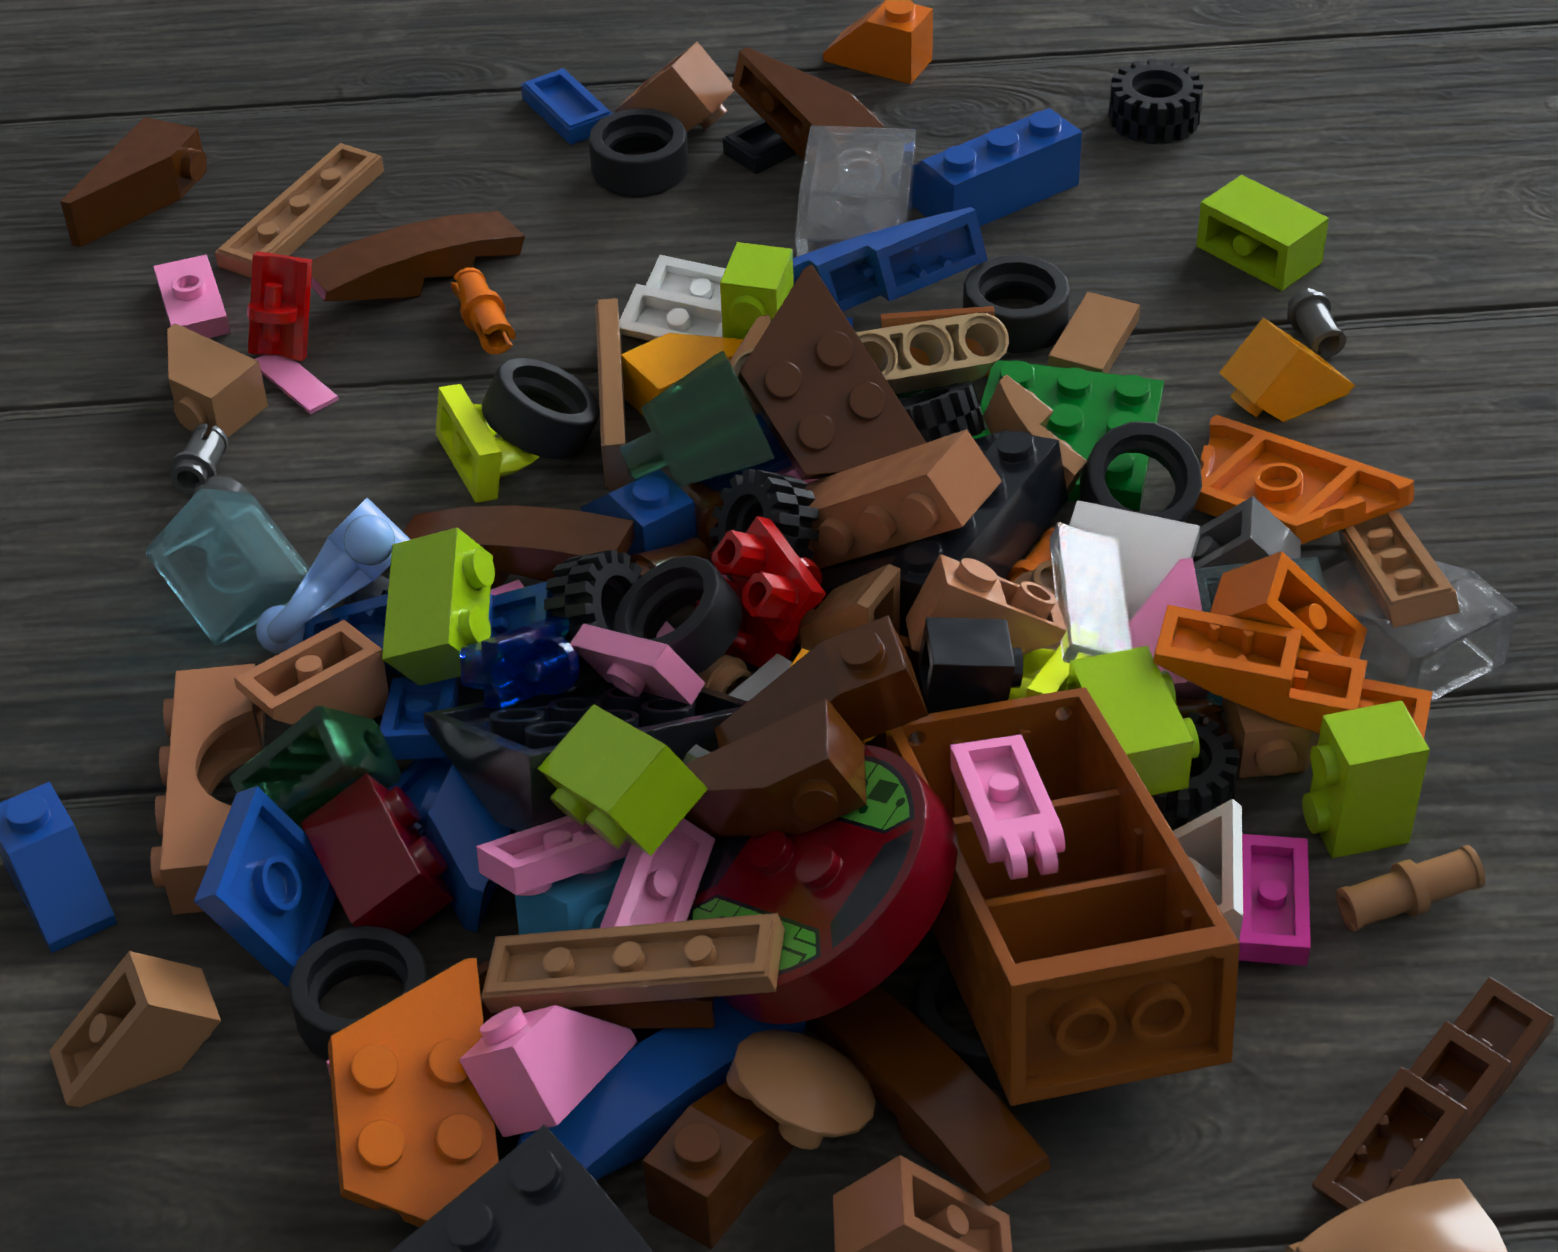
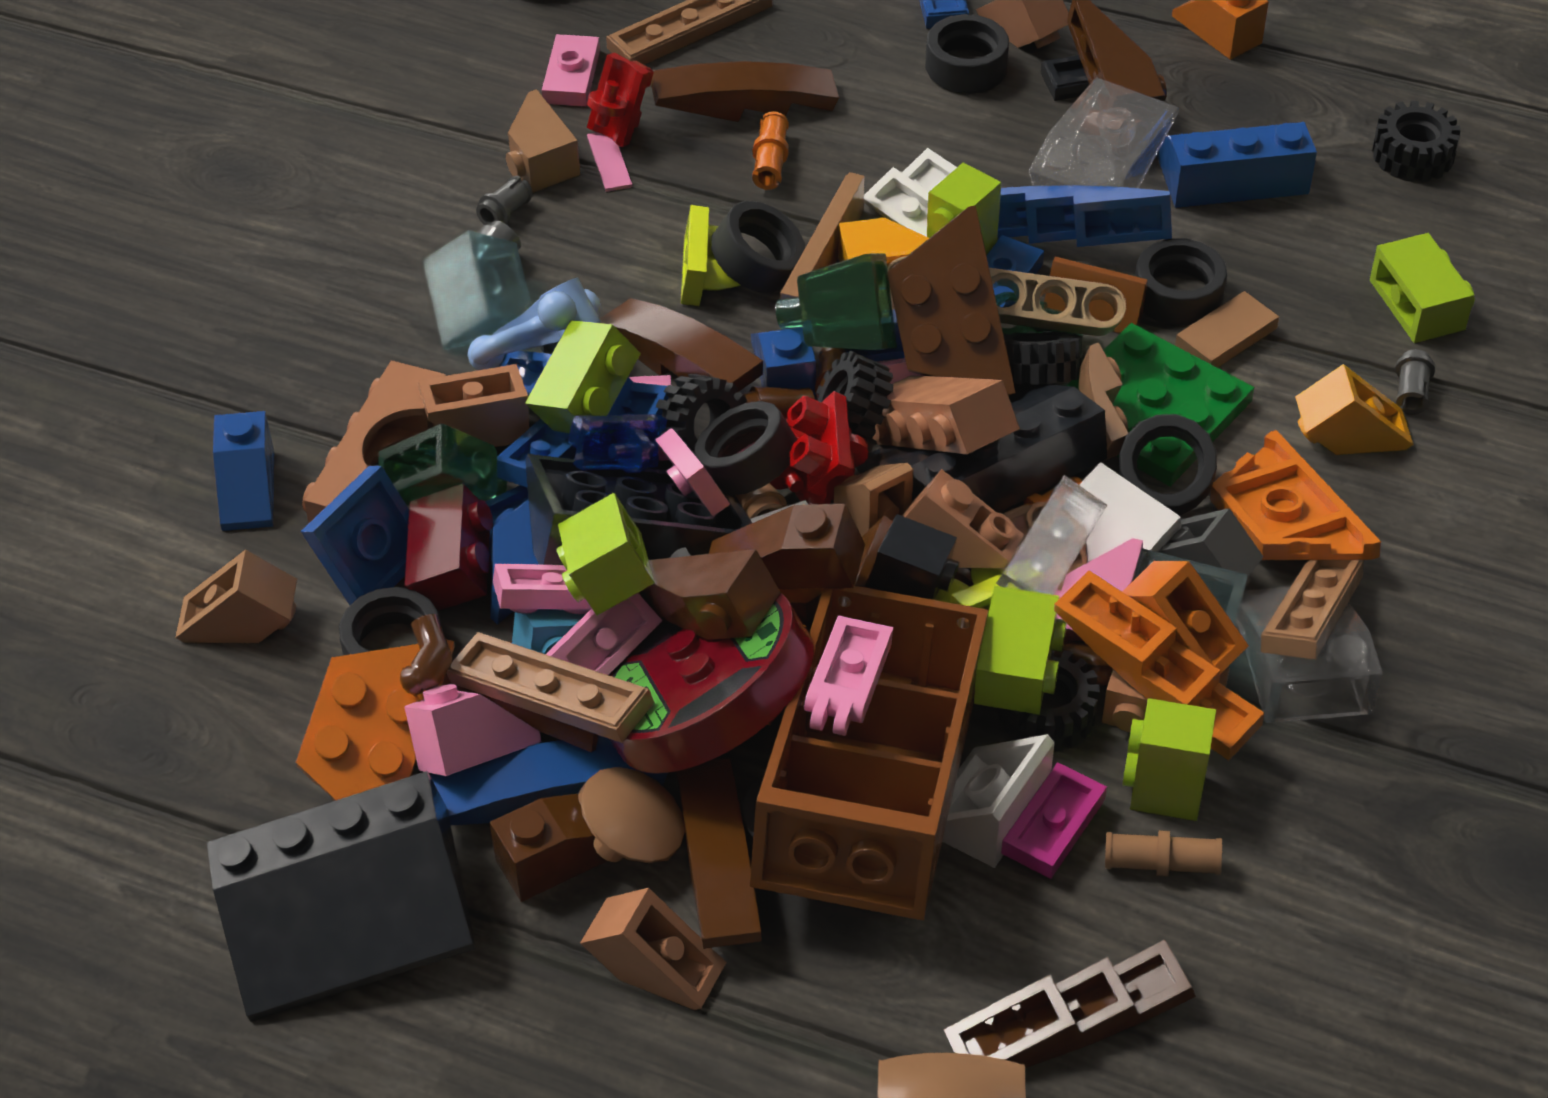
camera: 25 degrees right, 5 degrees up
(466, 987) = (431, 661): none -> reddish brown arm

